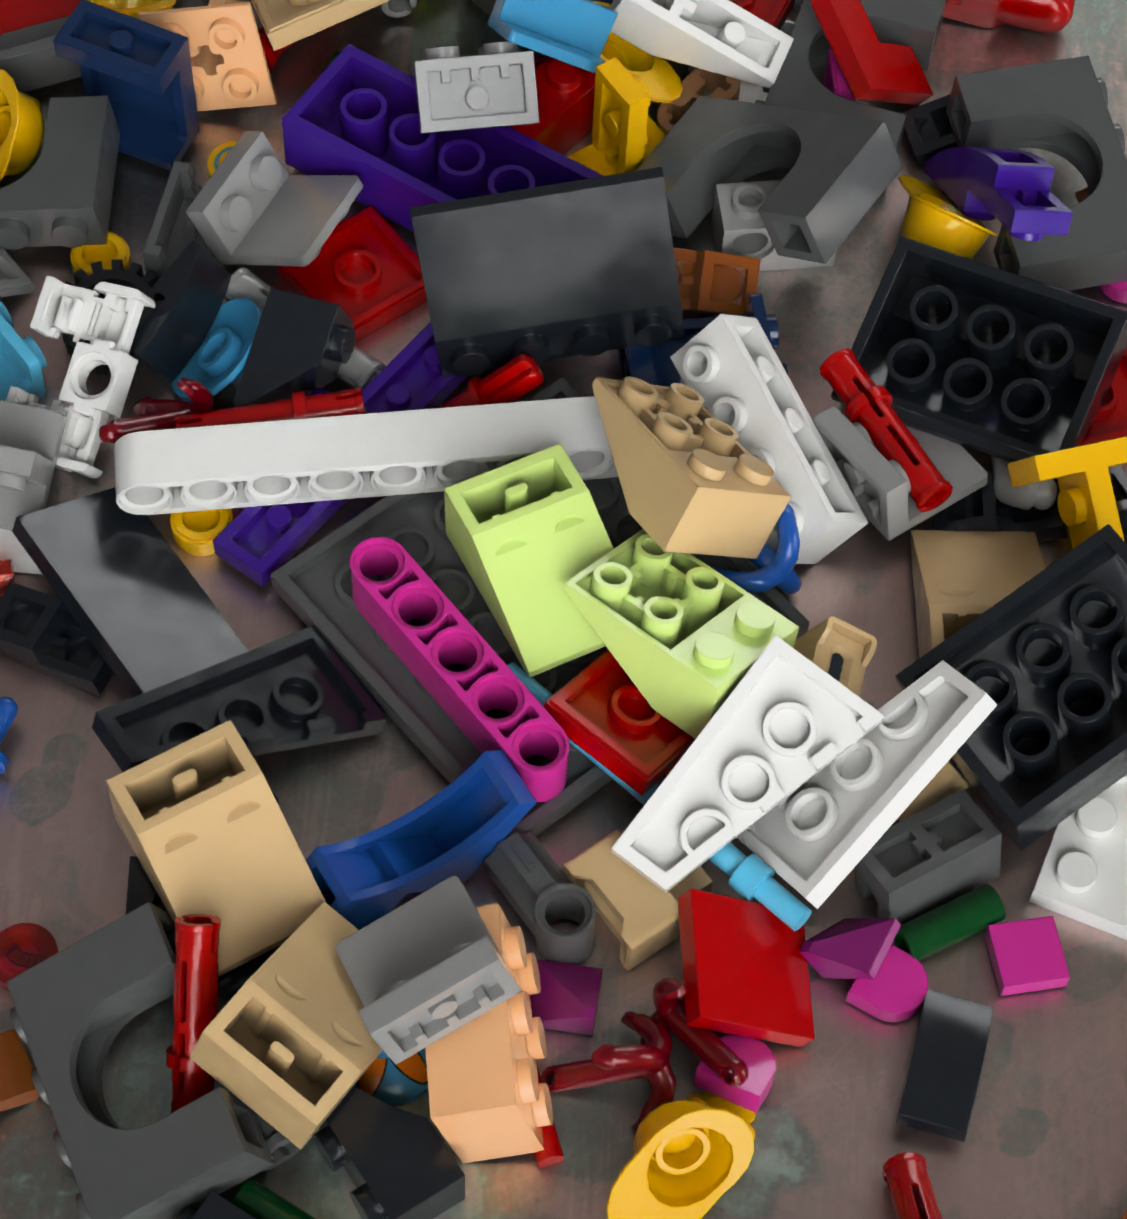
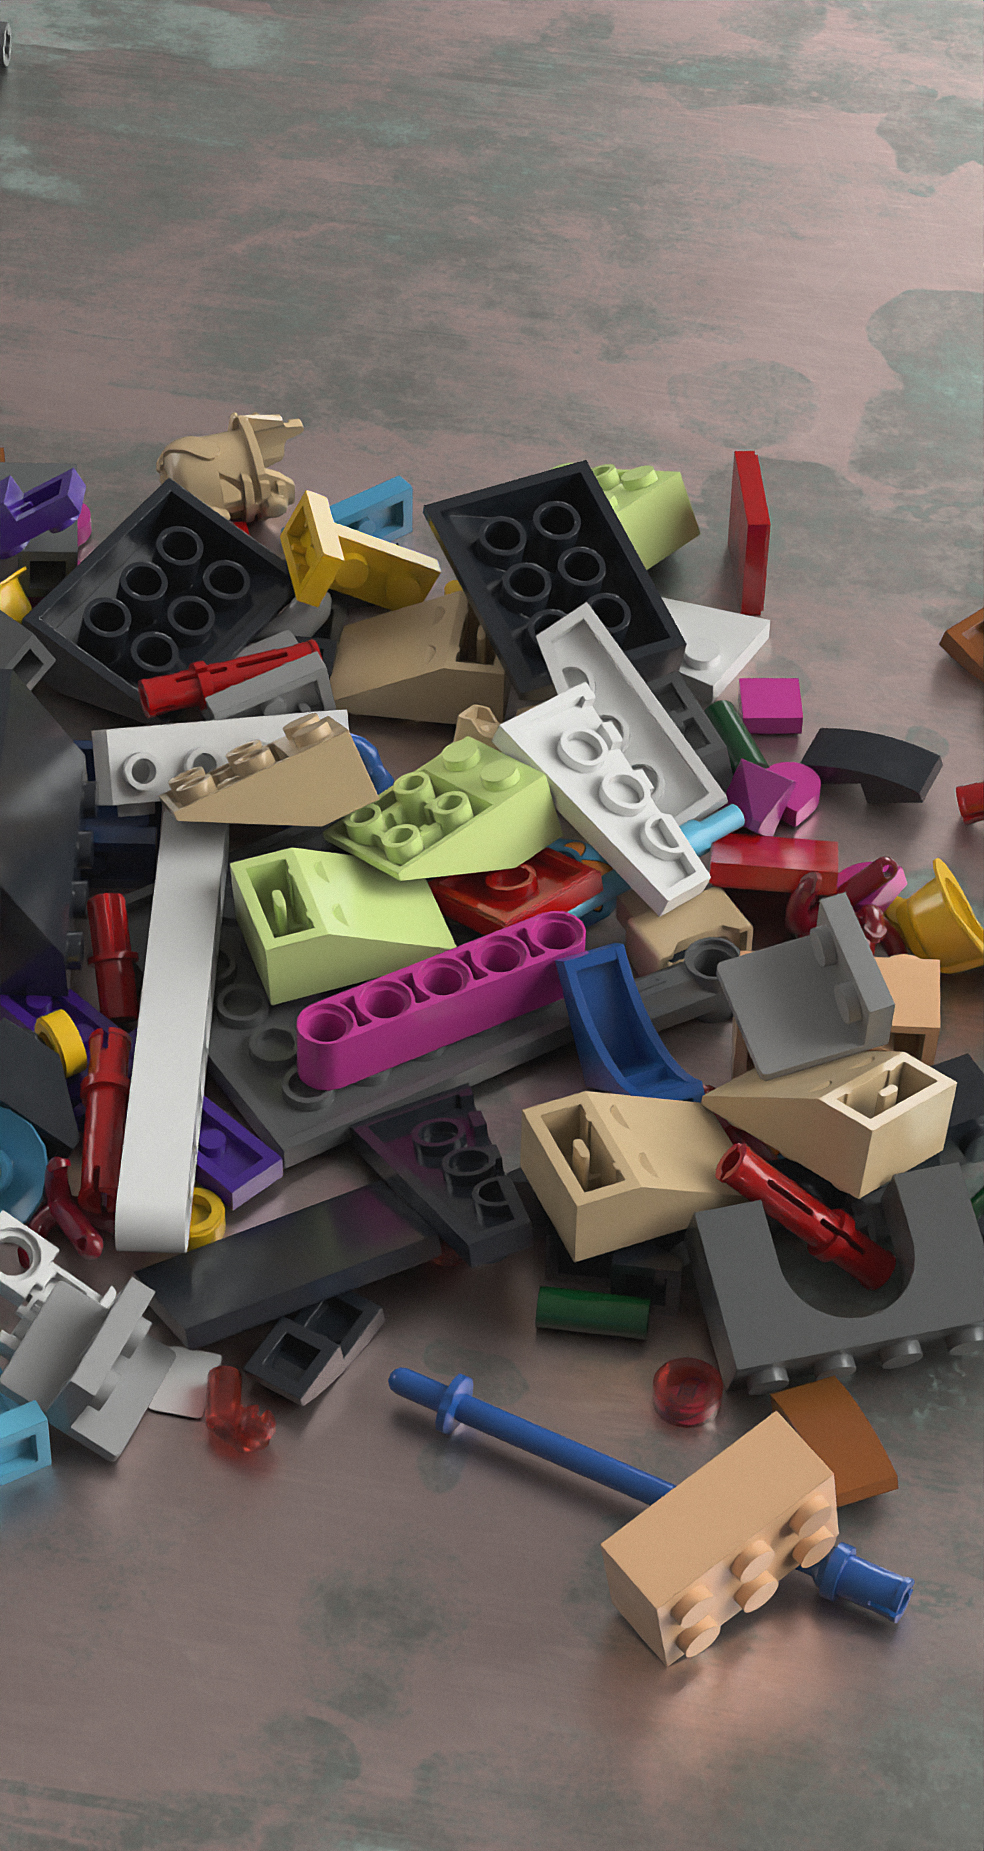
camera: 80 degrees left, 15 degrees down
(108, 868) = (592, 1312): none -> dark green axle
(351, 366) = (63, 1038): none -> yellow tile

